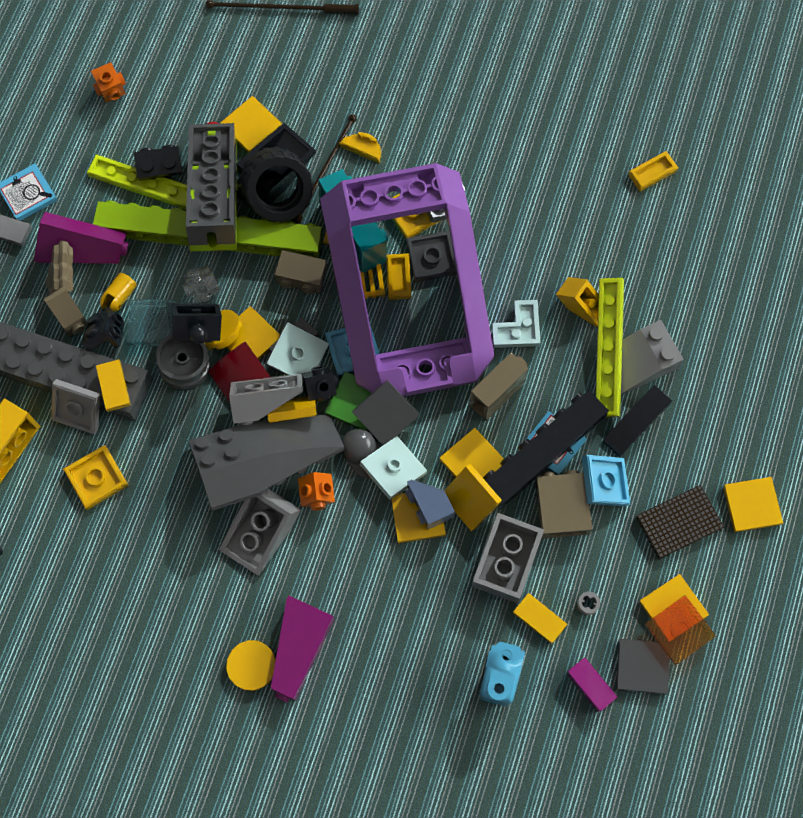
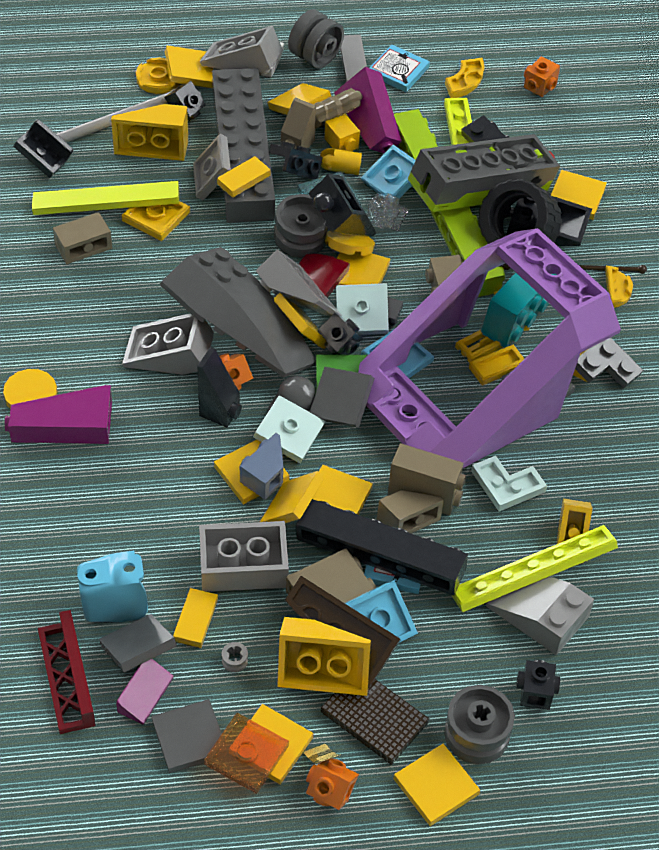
camera: 60 degrees right, 20 degrees down
(26, 294) = (303, 91): none -> yellow tile
(58, 515) = (105, 198): none -> neon yellow tile
(70, 141) = (466, 79): none -> yellow tile
(89, 278) = (342, 133): none -> yellow brick
(97, 553) = (82, 238): none -> dark tan brick
(160, 258) = (390, 173): none -> medium azure tile
(341, 510) = (216, 391): none -> black slope
(516, 415) = (409, 510): none -> dark tan slope
(551, 673) = (137, 642): none -> dark grey tile
(553, 730) = (75, 667): none -> dark red fence
(618, 510) = (317, 604): none -> dark brown wing
(631, 540) = (322, 658): none -> yellow slope
(637, 420) = (467, 628): black slope -> none
(705, 575) = (320, 753): none -> clear yellow sticker
(707, 394) = (538, 684): none -> black brick
(724, 452) = (479, 724): none -> dark grey wheel
(731, 579) = (331, 783): none -> orange brick

